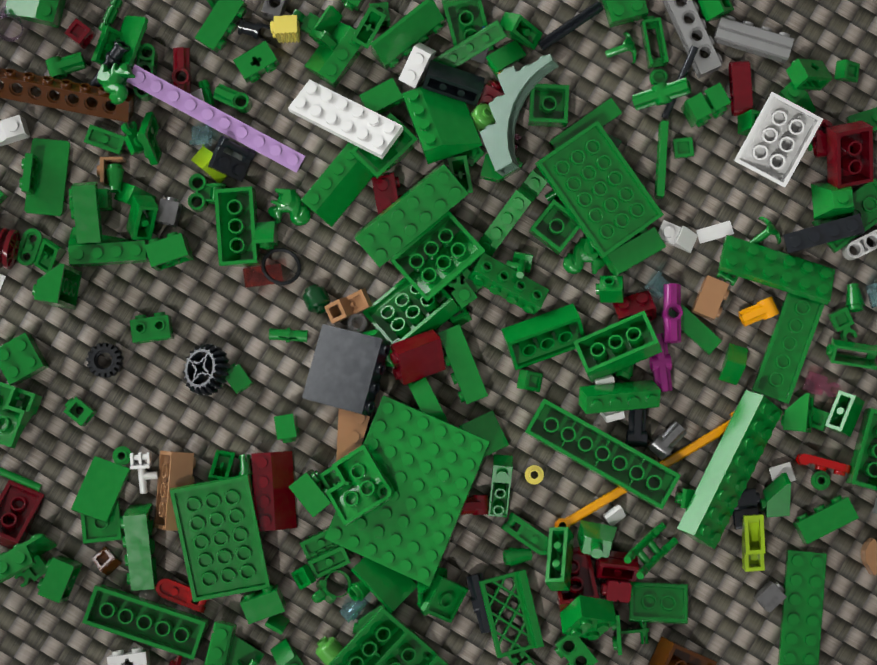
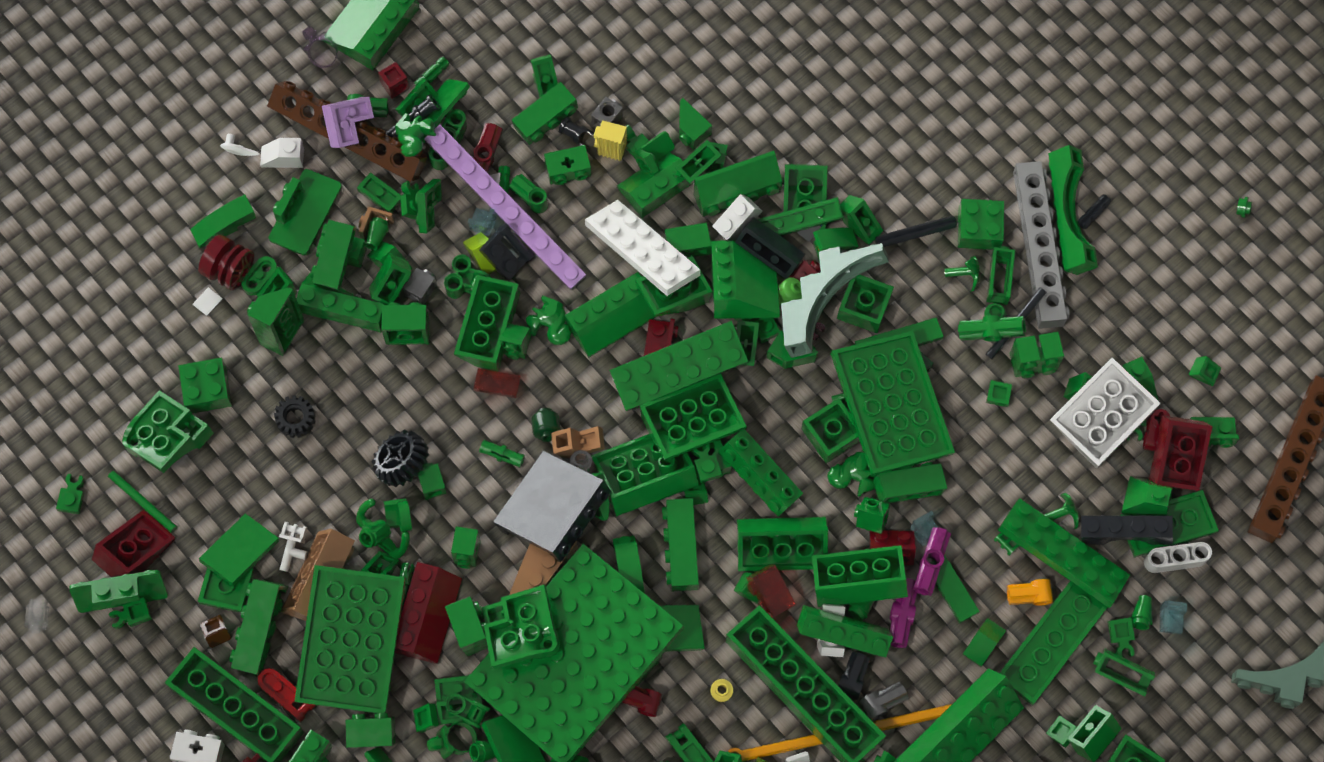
camera: 15 degrees right, 15 degrees down
(48, 86) = (341, 120): none -> lavender panel
(59, 578) = (158, 628): green brick -> none
(71, 410) = (251, 468): green brick -> none
(117, 451) = (272, 516): green plate -> none
(151, 328) = (357, 399): green brick -> none
(210, 438) = (379, 532): none -> green piece
(221, 417) = (398, 514): none -> green piece
(286, 251) = (517, 396): black tyre -> none
(336, 561) = (468, 710): none -> green piece
(417, 357) = (634, 517): dark red brick -> none
(500, 485) = (679, 690): green slope -> none
(513, 211) = (791, 397): green arch -> none
(521, 263) = (782, 456): green arm -> none
(548, 381) = (770, 590): none -> clear red brick
(661, 159) = (972, 394): green tile -> none
(677, 236) = (964, 485): white slope -> none
(710, 298) = (980, 560): medium nougat brick -> none
(714, 232) = (1006, 494): white sticker -> none
(740, 87) = (1081, 349): dark red beam -> none
(752, 39) = (1110, 305): light grey brick -> none
(799, 415) = (1042, 718): green slope -> none
(809, 74) = (1160, 357): green brick -> none
(817, 384) = (1073, 693): clear pink plate -> none

